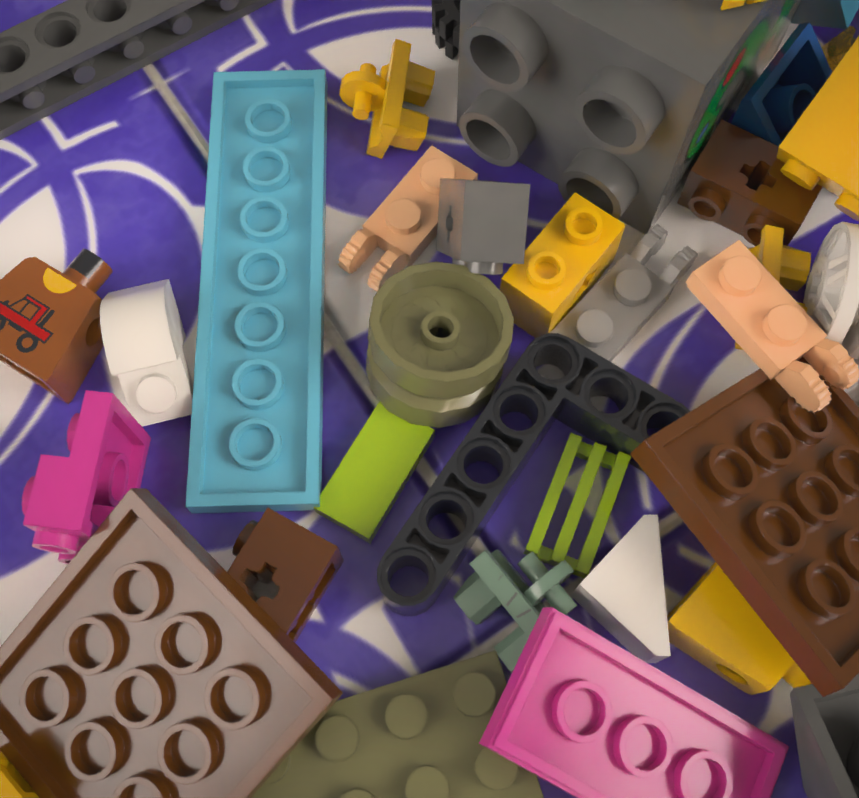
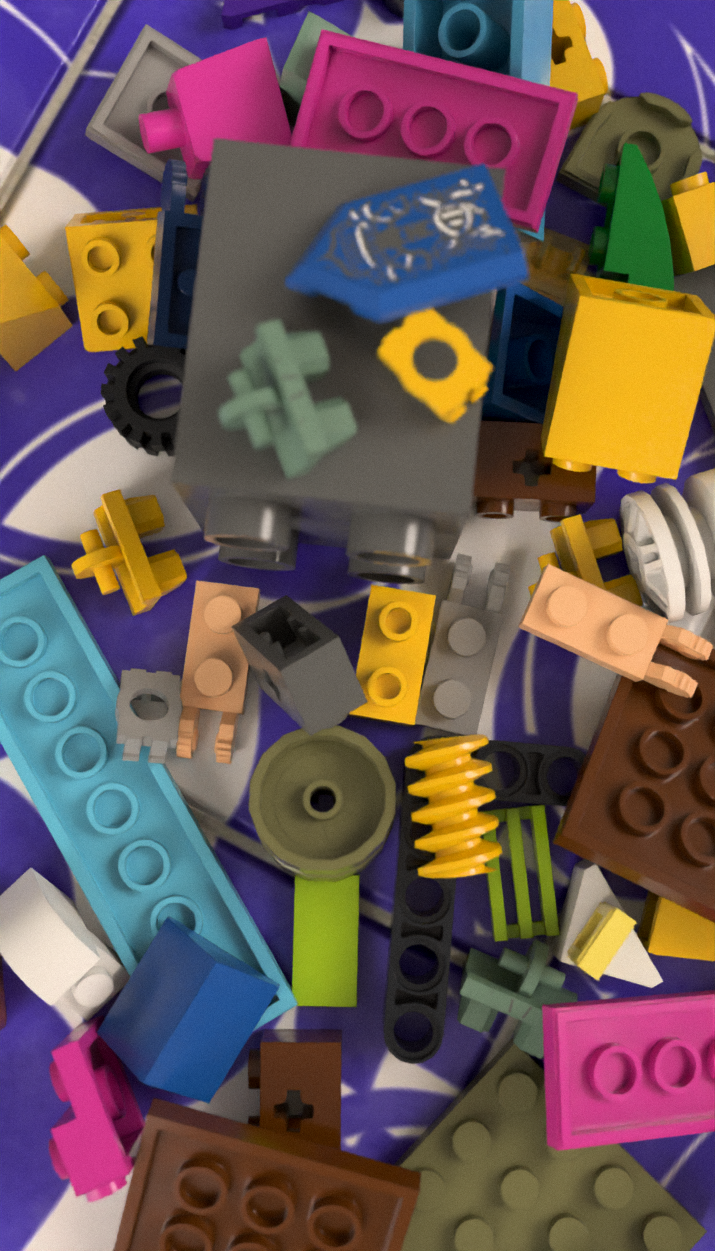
camera: 30 degrees left, 15 degrees up
(222, 455) = (186, 1013): none -> blue slope
(326, 213) = (138, 732): none -> light grey piece
(545, 383) = (453, 807): none -> yellow piece
(631, 568) = (600, 939): none -> light yellow tile

